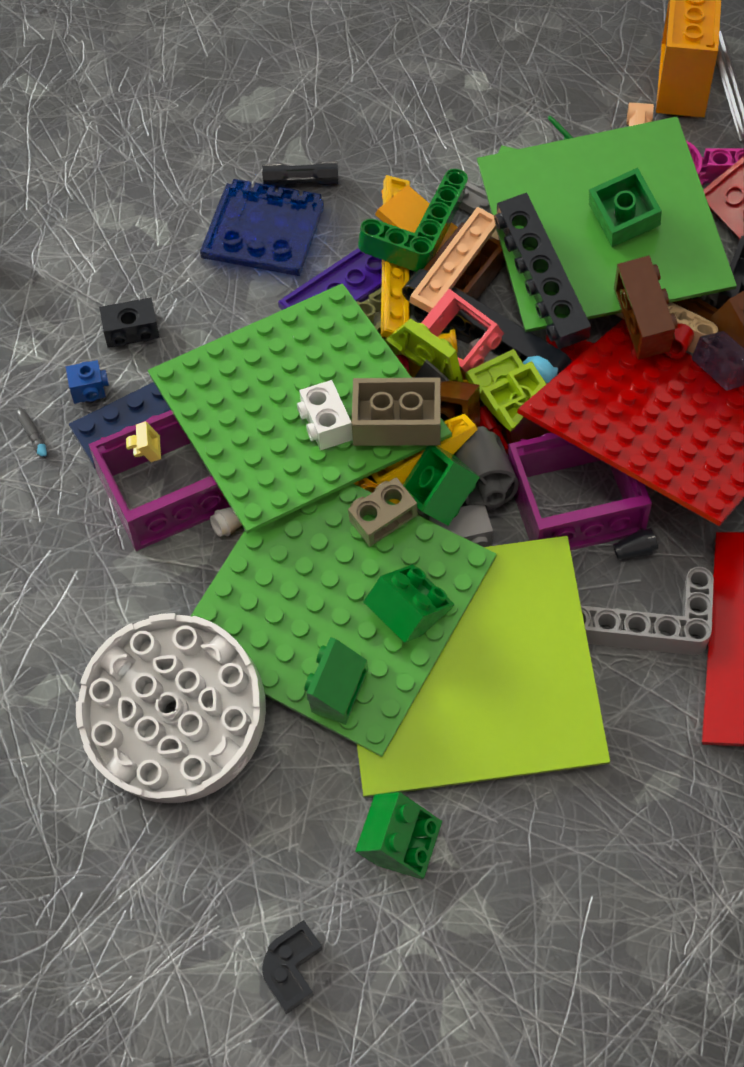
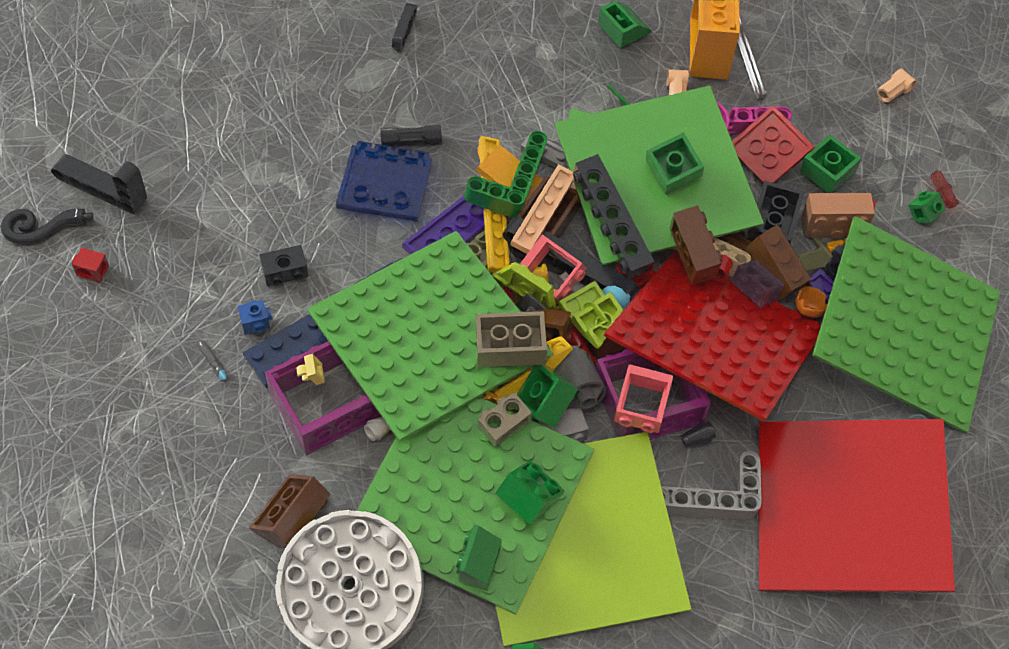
camera: 10 degrees left, 0 degrees up
(115, 604) = (290, 509): none -> reddish brown slope
(303, 47) = (404, 26): none -> black beam
(325, 415) = (457, 342): white brick -> none
(569, 469) = (650, 380): none -> coral window
(574, 48) = (622, 23): none -> green slope

